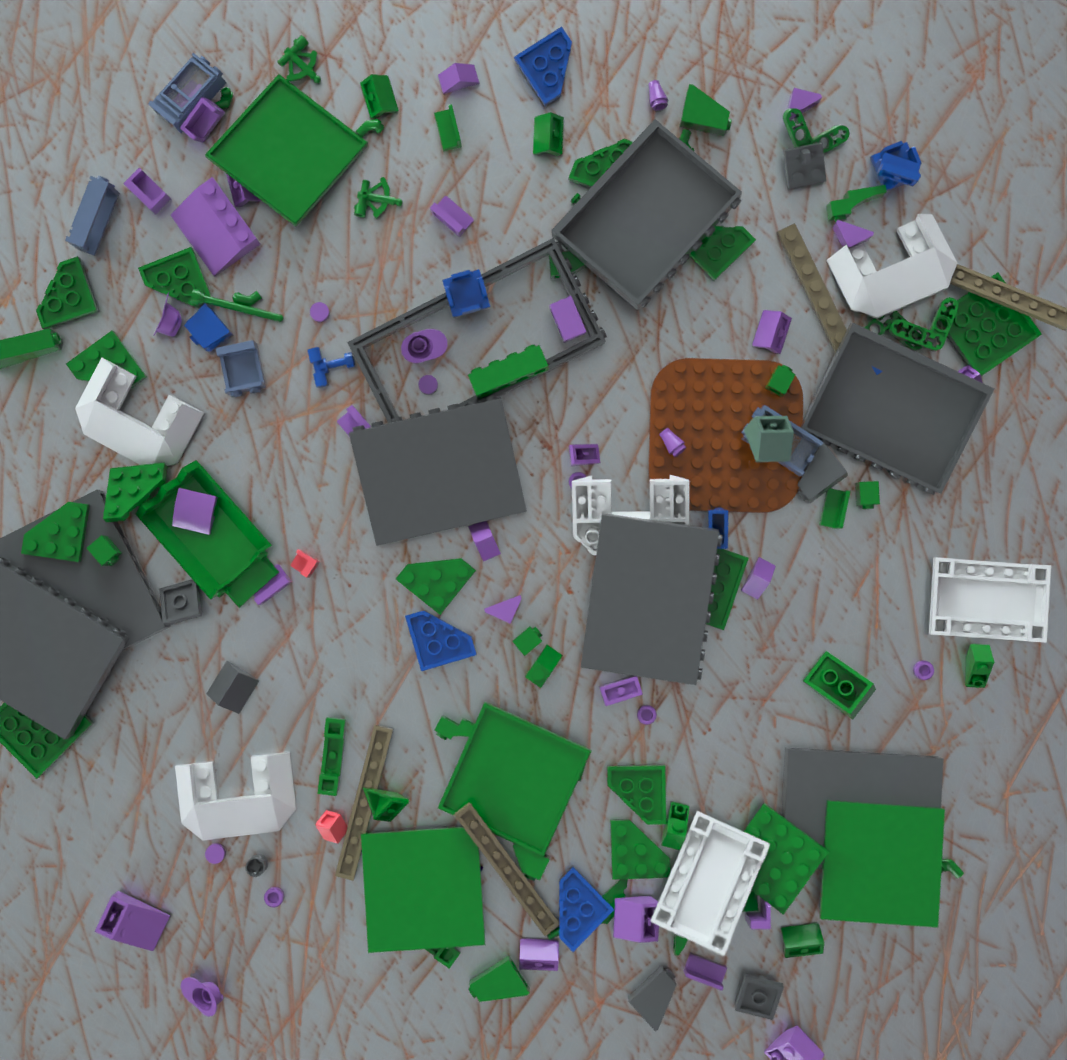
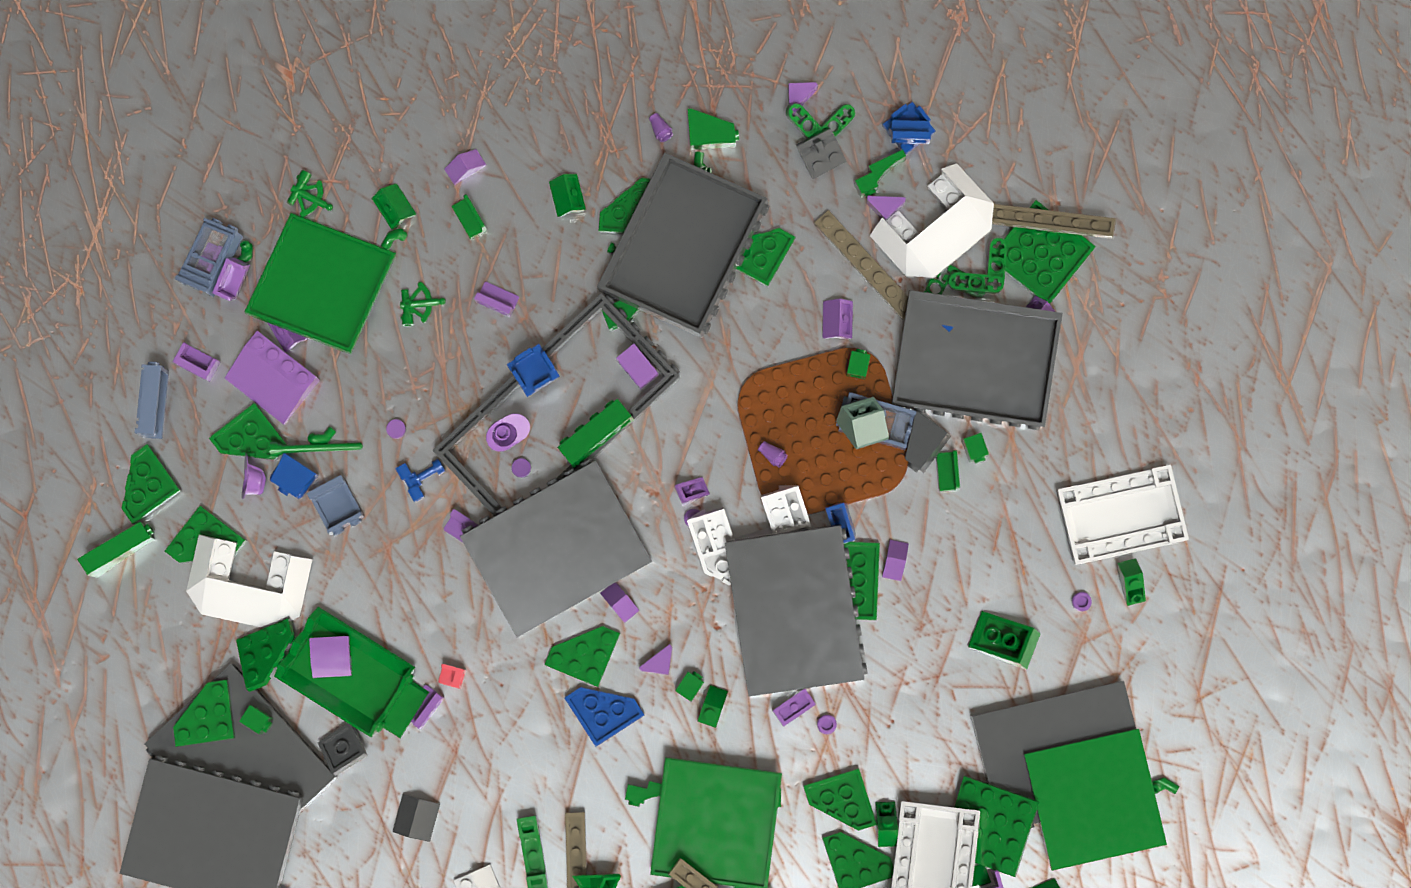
camera: 10 degrees left, 5 degrees down
(546, 64) = (546, 129): blue plate -> none

